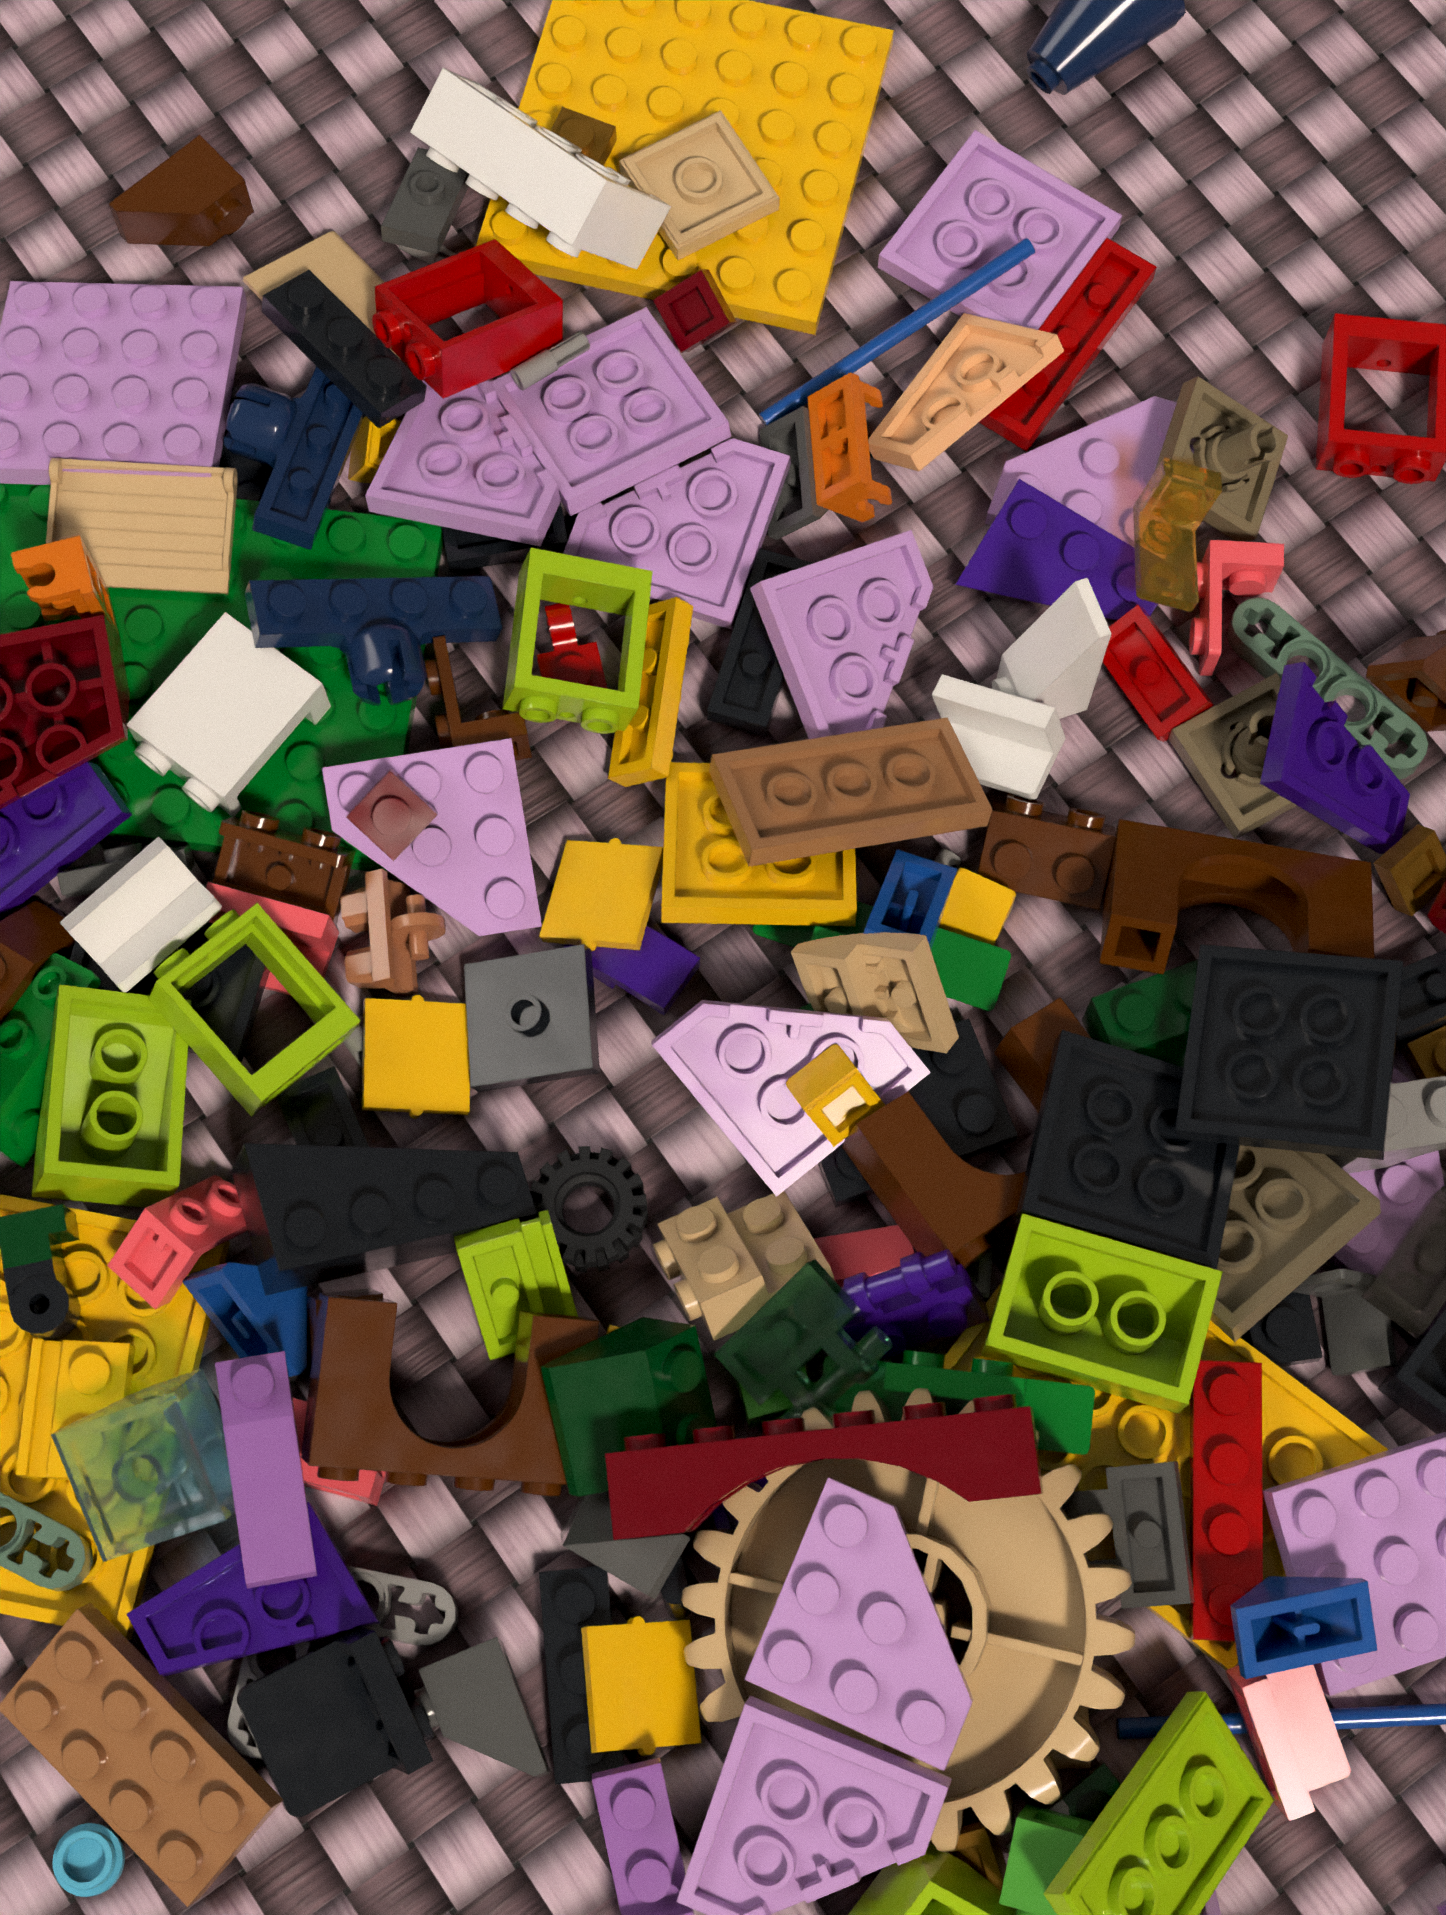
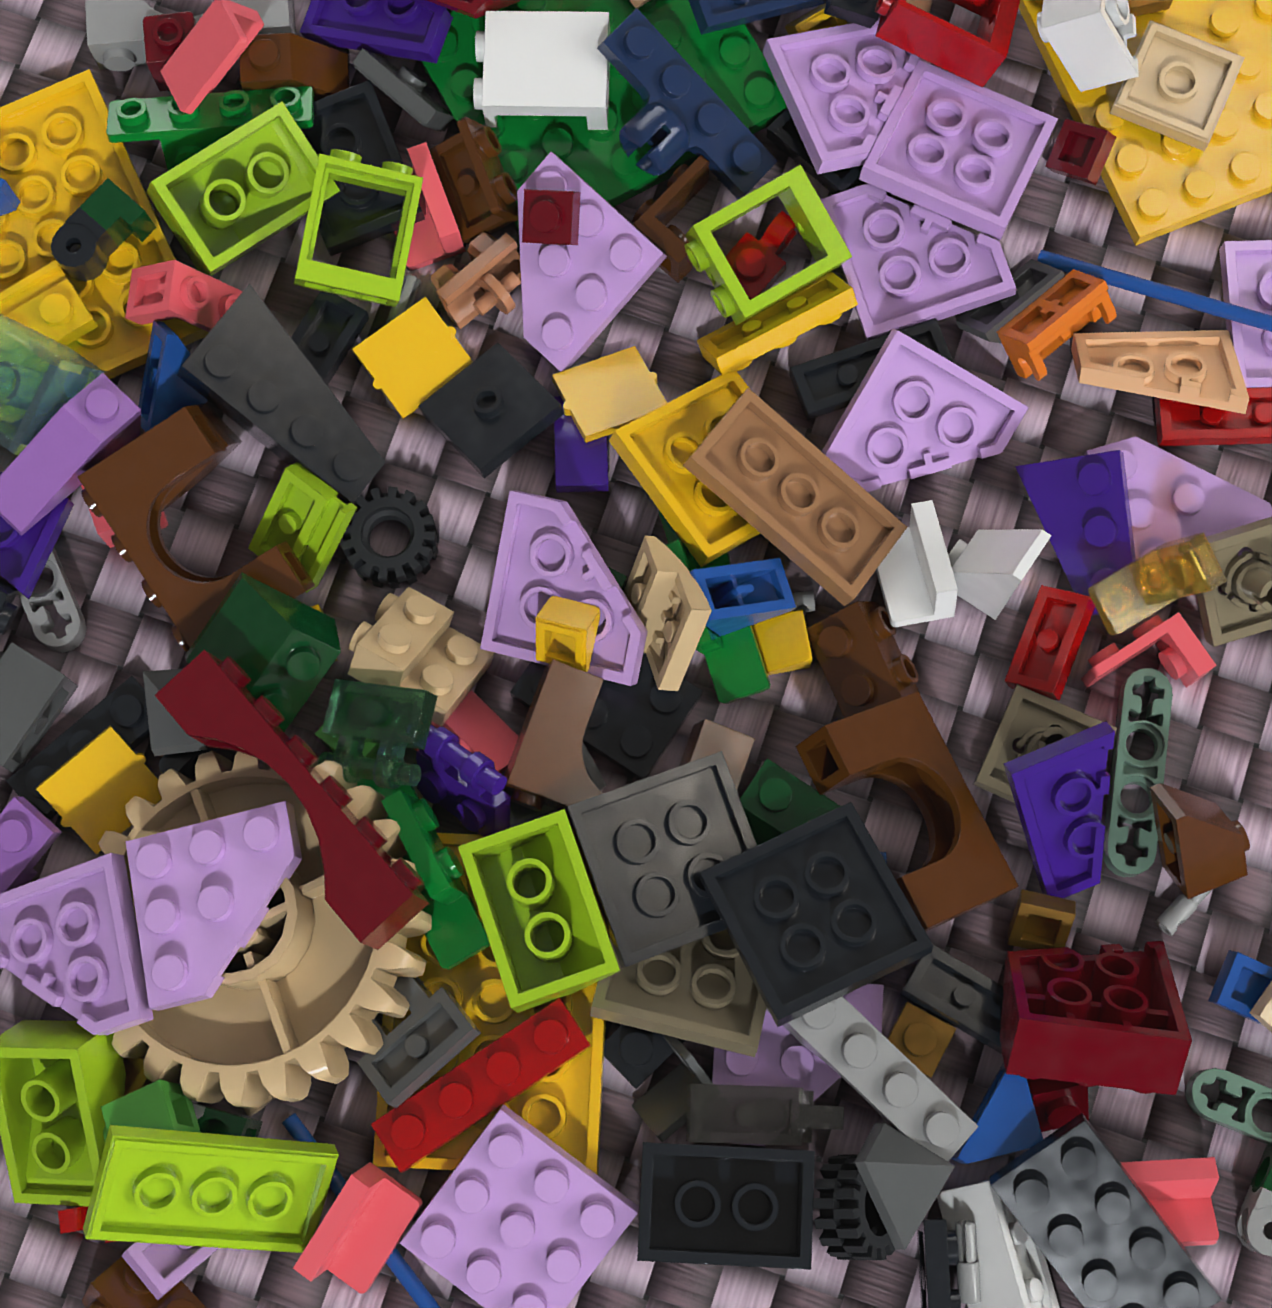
camera: 55 degrees right, 5 degrees up
(141, 915) = (370, 116): white panel -> none
(549, 360) = (963, 84): light grey pin -> none
(1301, 1623) = (421, 1184): blue slope -> none

